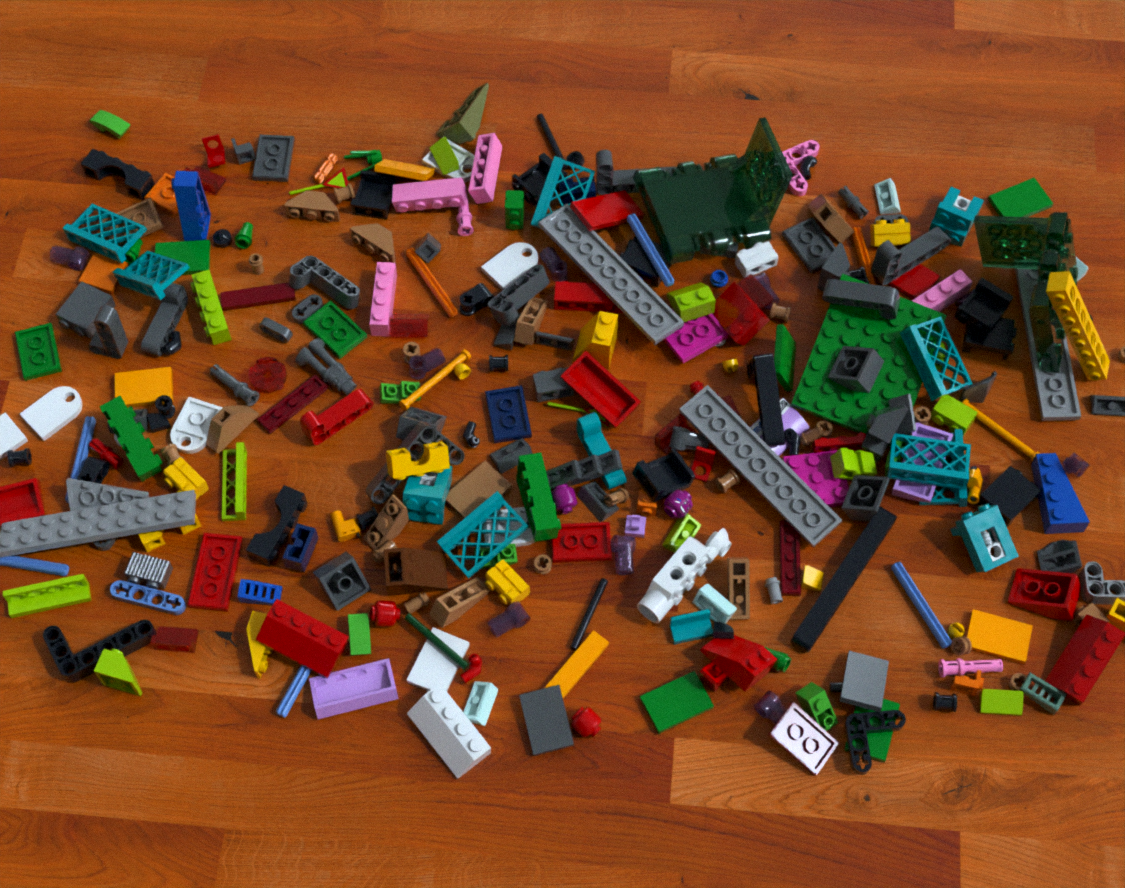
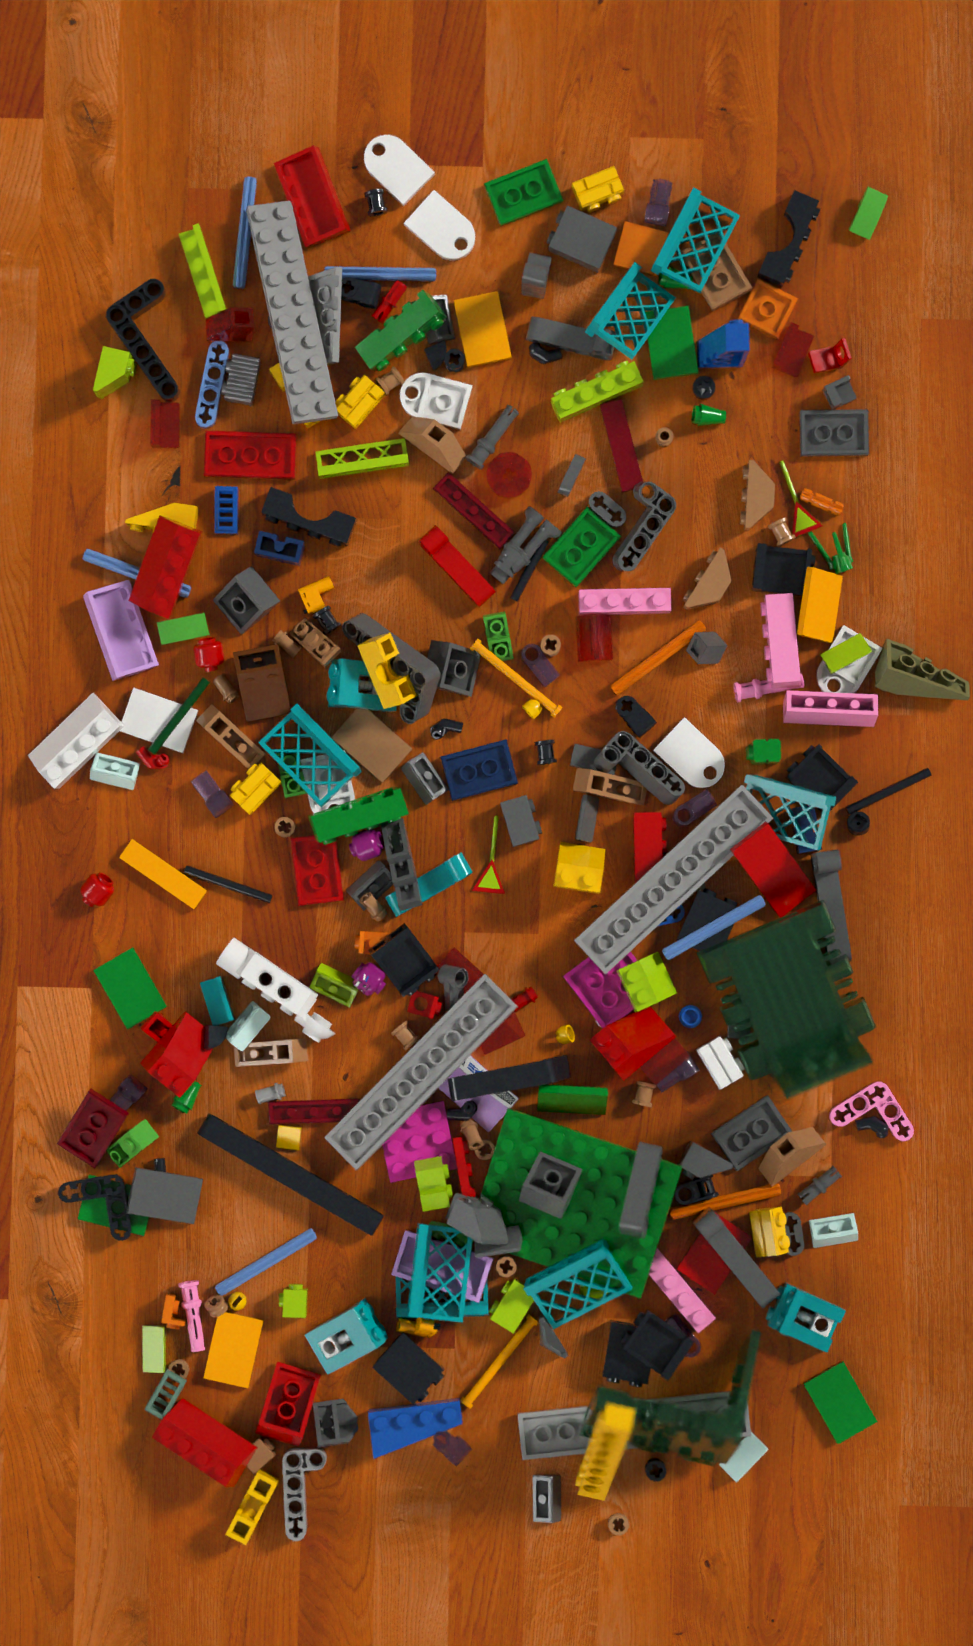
camera: 85 degrees right, 25 degrees up
(48, 295) = (598, 189): none -> yellow brick
(98, 573) = (231, 325): none -> clear red slope
(353, 370) = (528, 571): none -> black bar
(546, 720) = (97, 846): dark grey tile -> none
(600, 389) = (511, 877): red slope -> none
(623, 548) = (307, 918): clear purple piece -> none
(635, 526) = (341, 930): lavender tile -> none
(864, 497) = (388, 1196): dark grey slope -> none
(946, 702) = (150, 1280): black bush -> none
(955, 581) = (294, 1301): none -> lime brick

